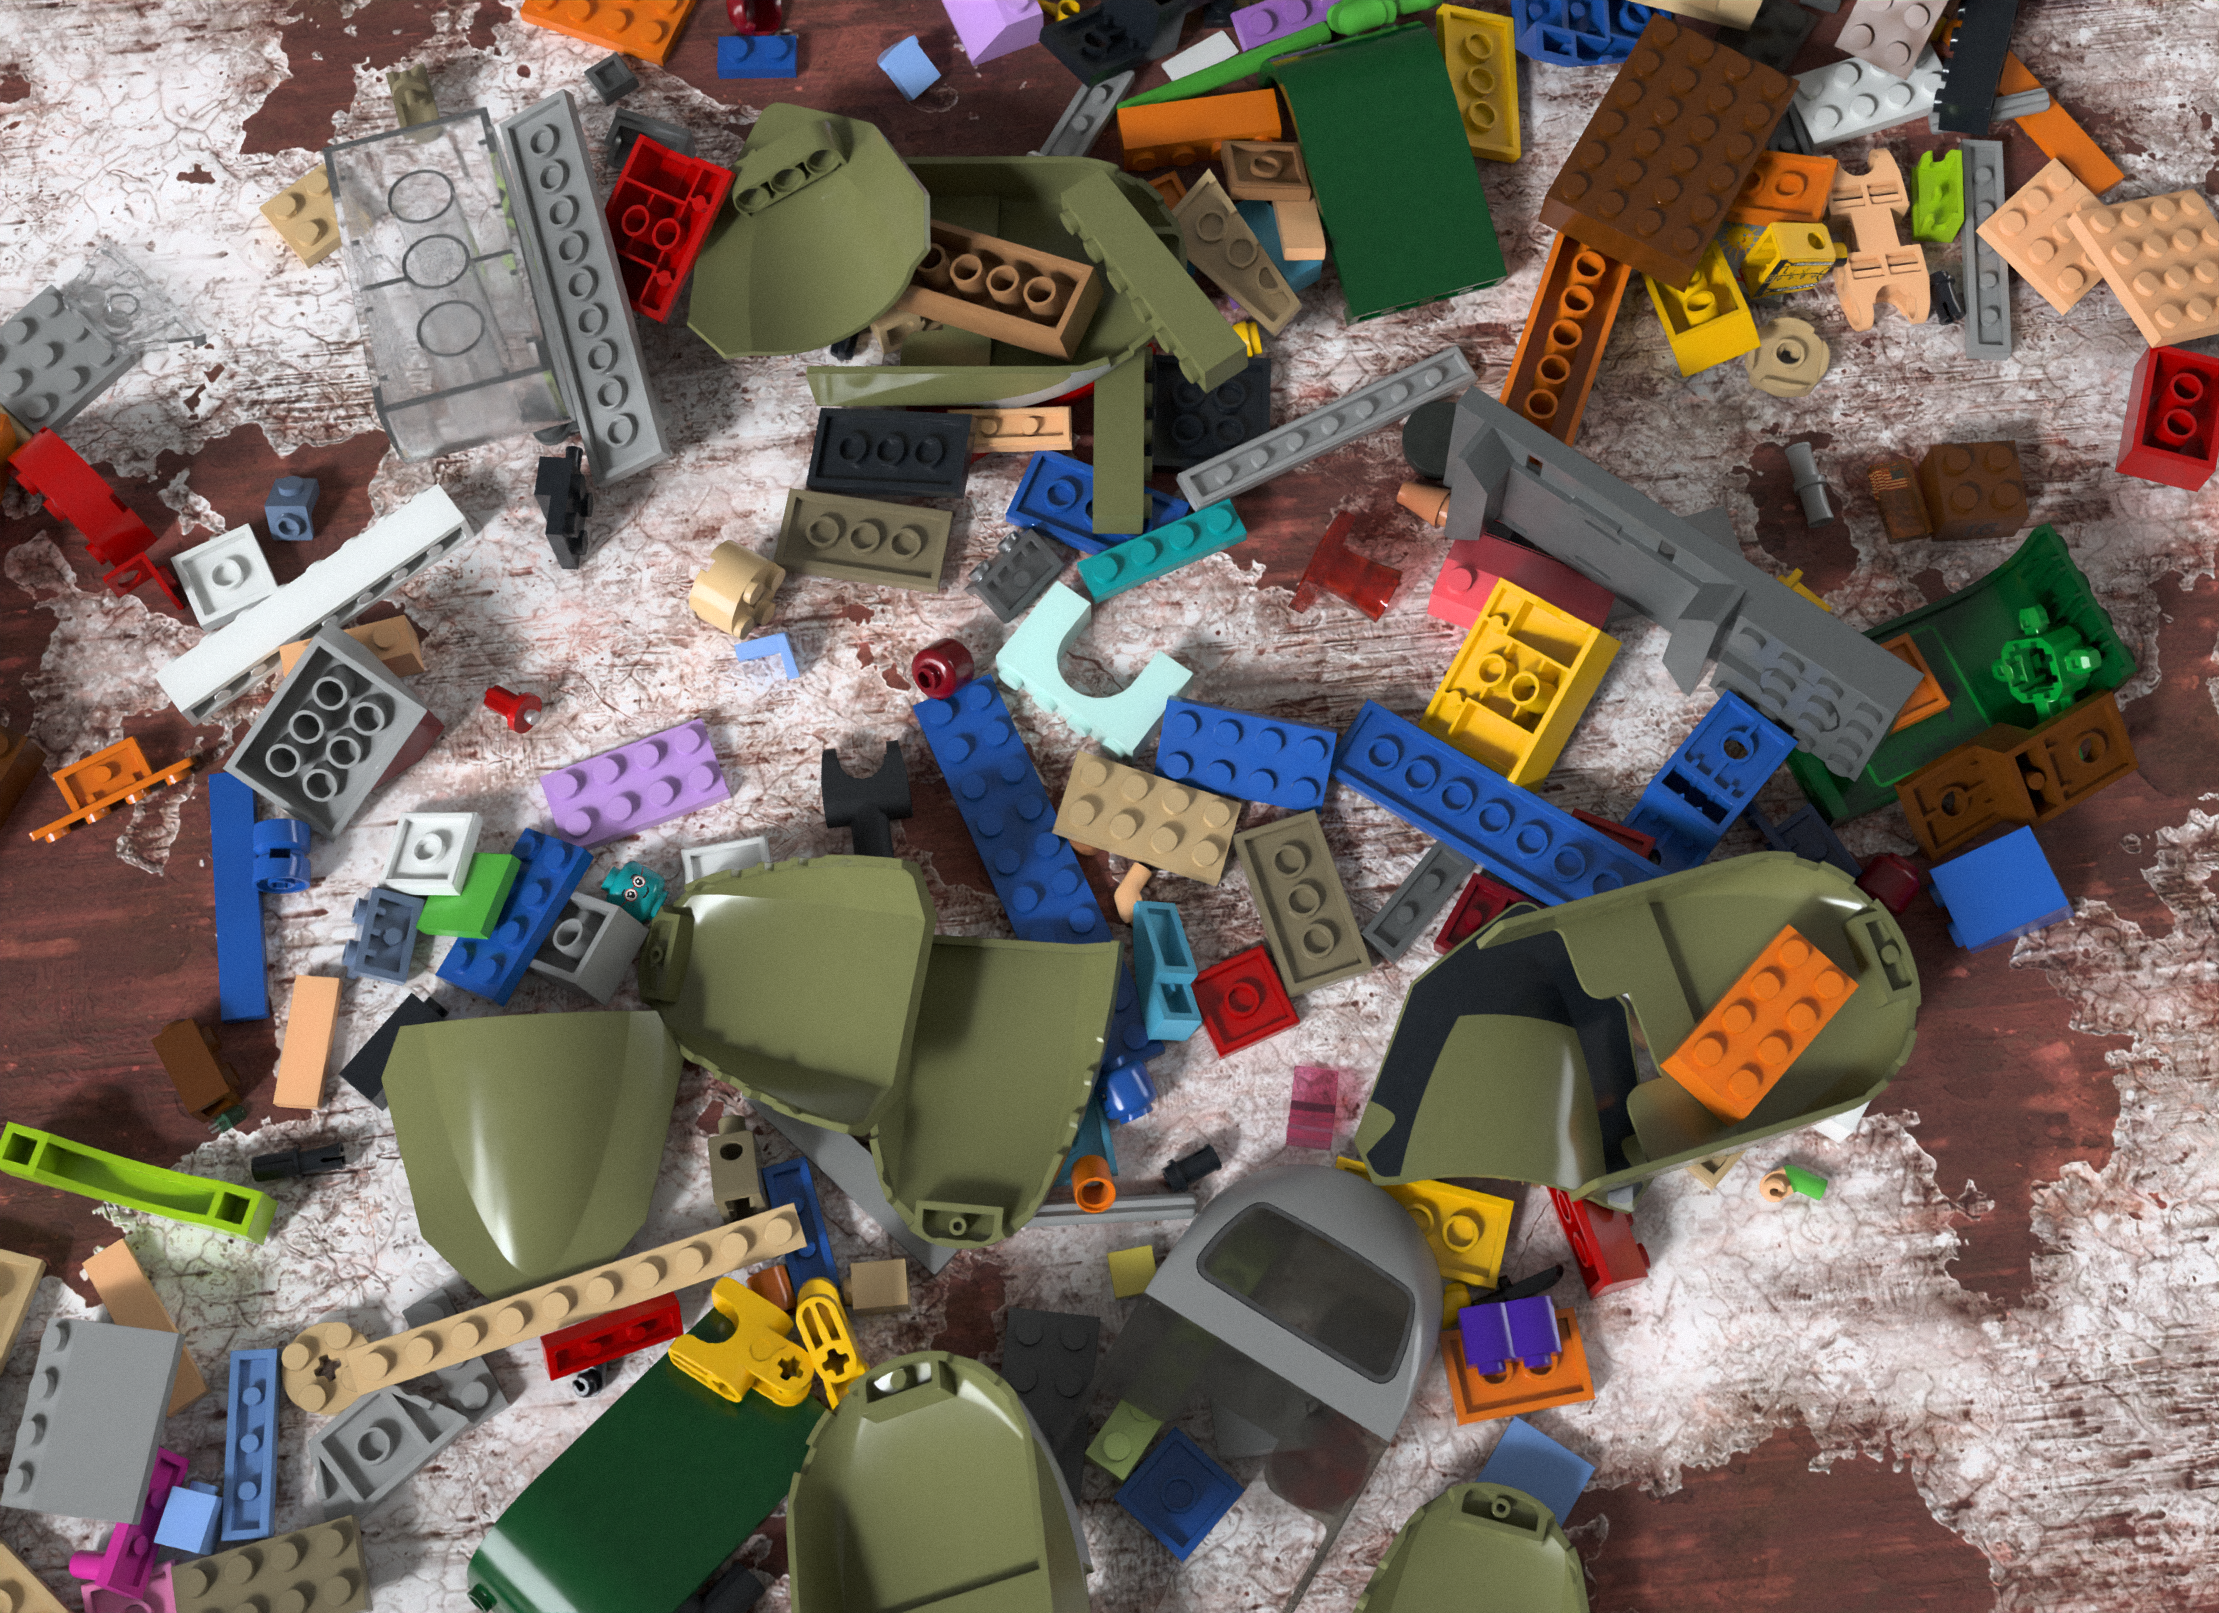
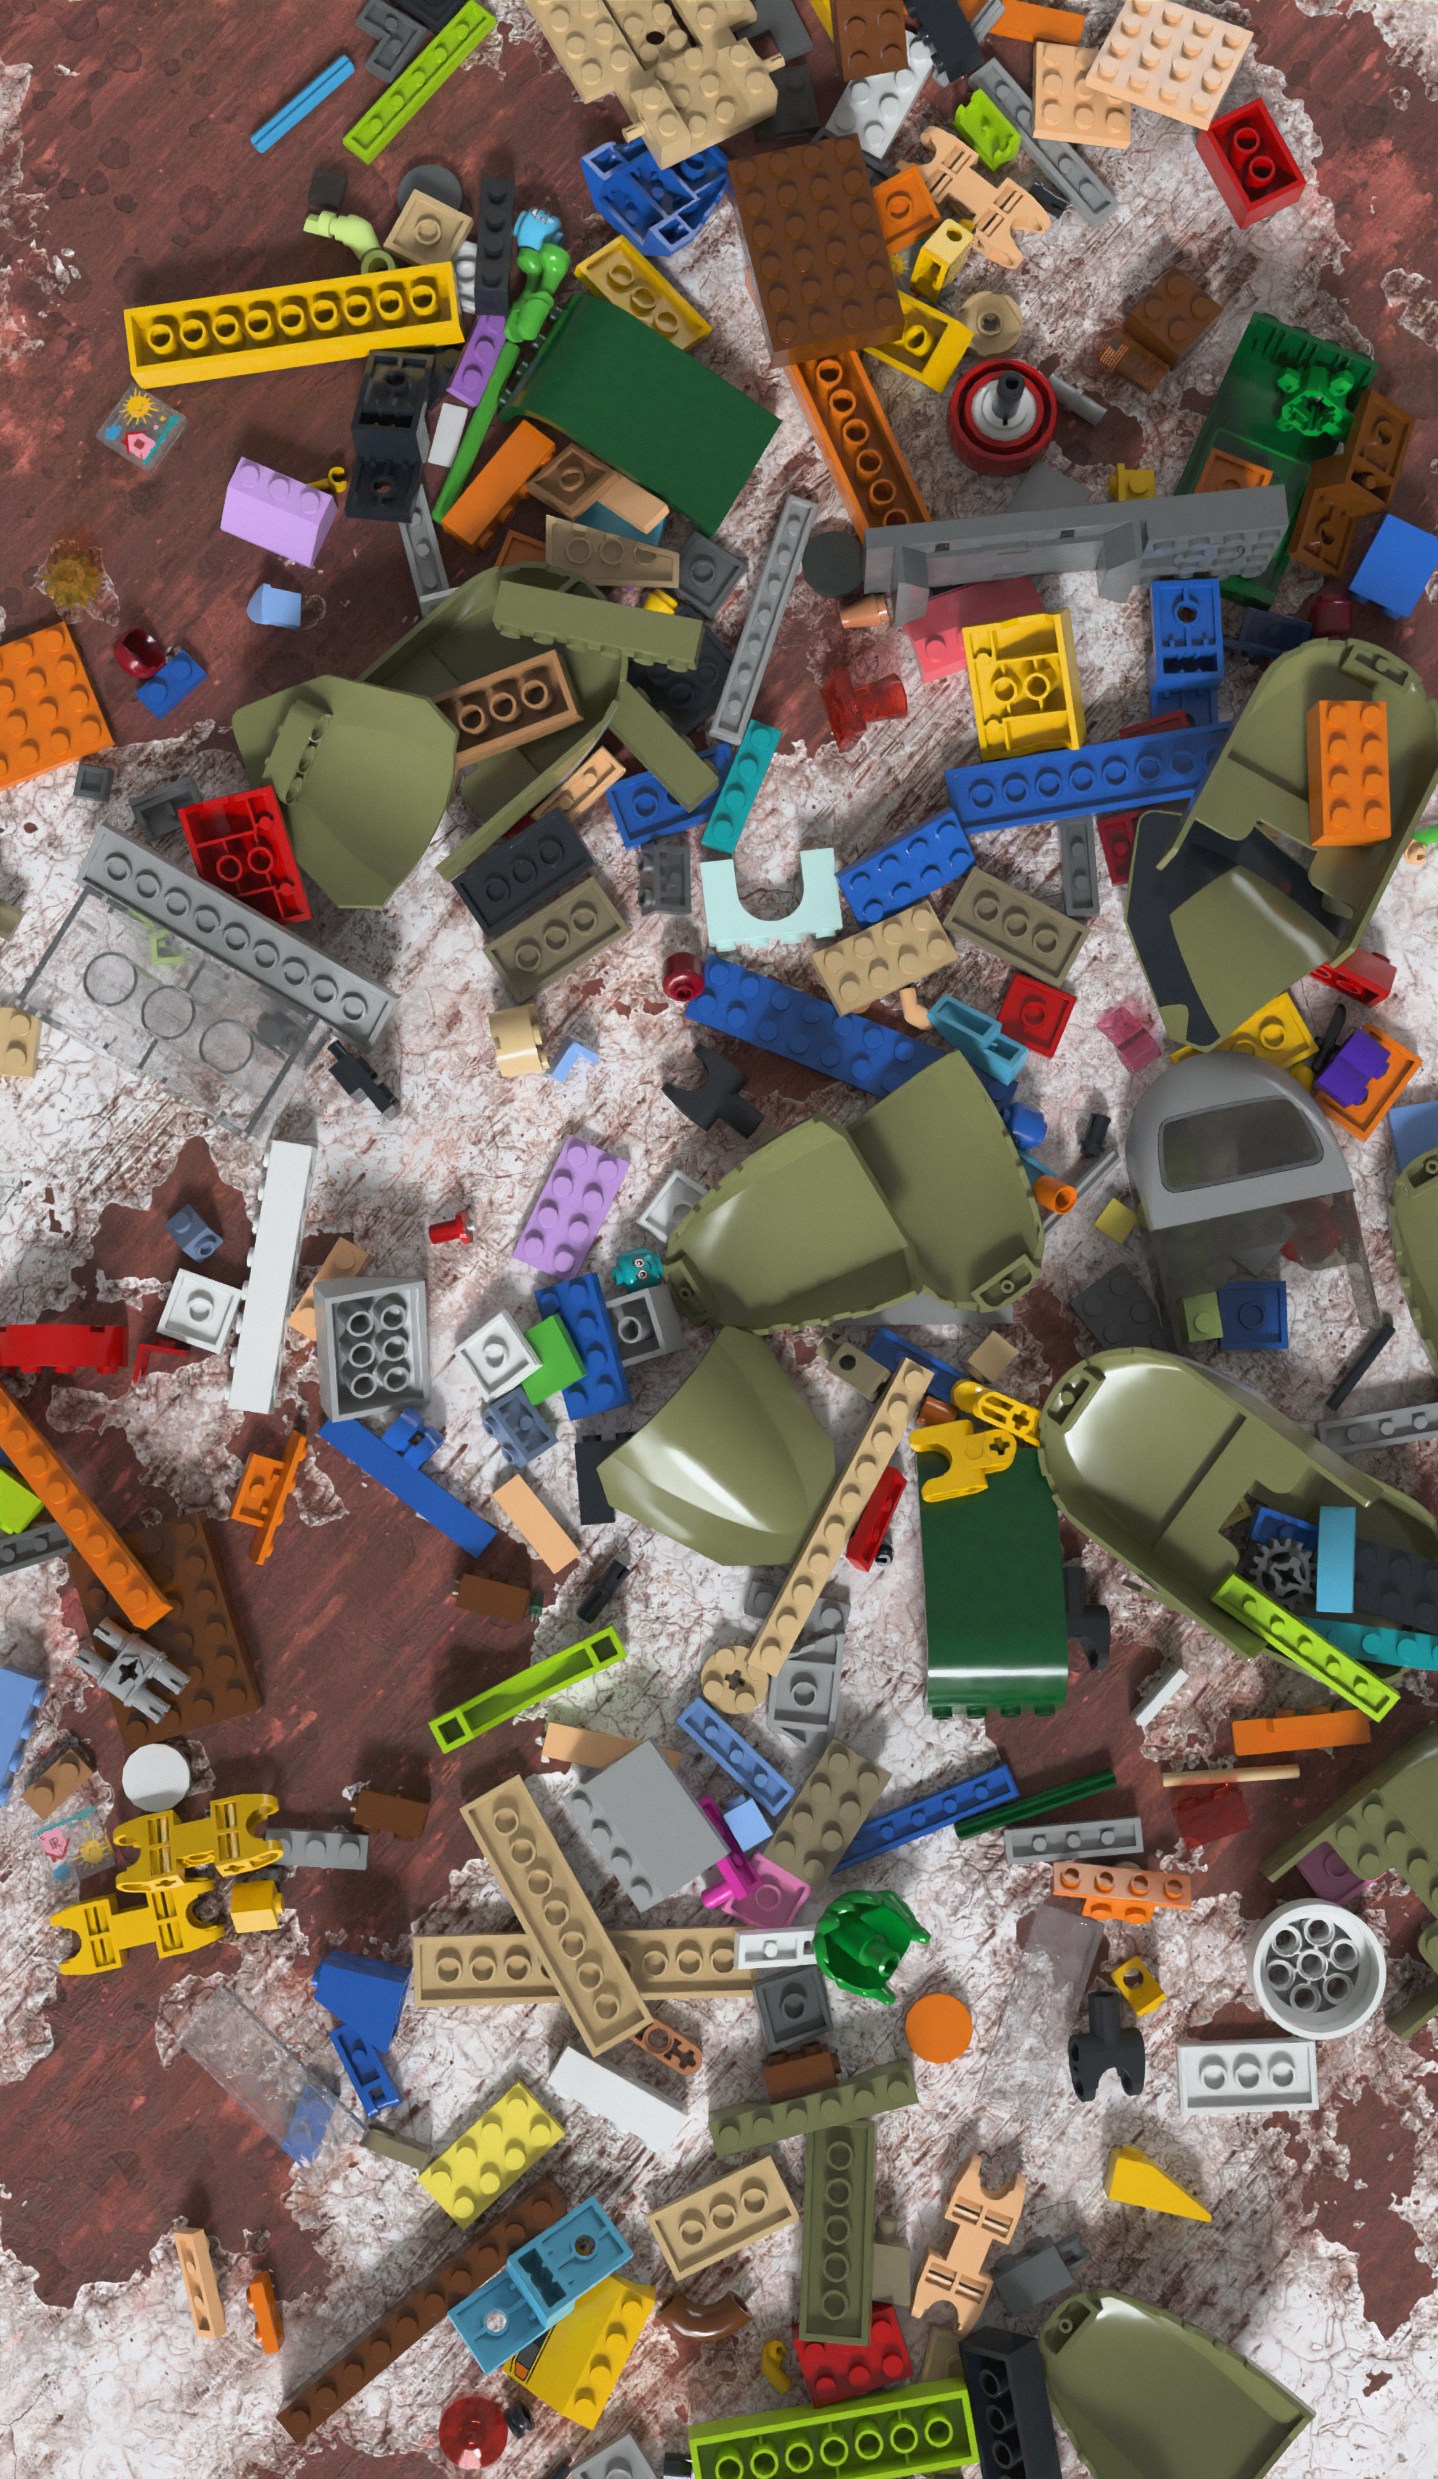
camera: 45 degrees left, 15 degrees up
(1313, 352) = (706, 575): none -> dark grey tile
(1721, 440) = (1001, 417): none -> red wheel

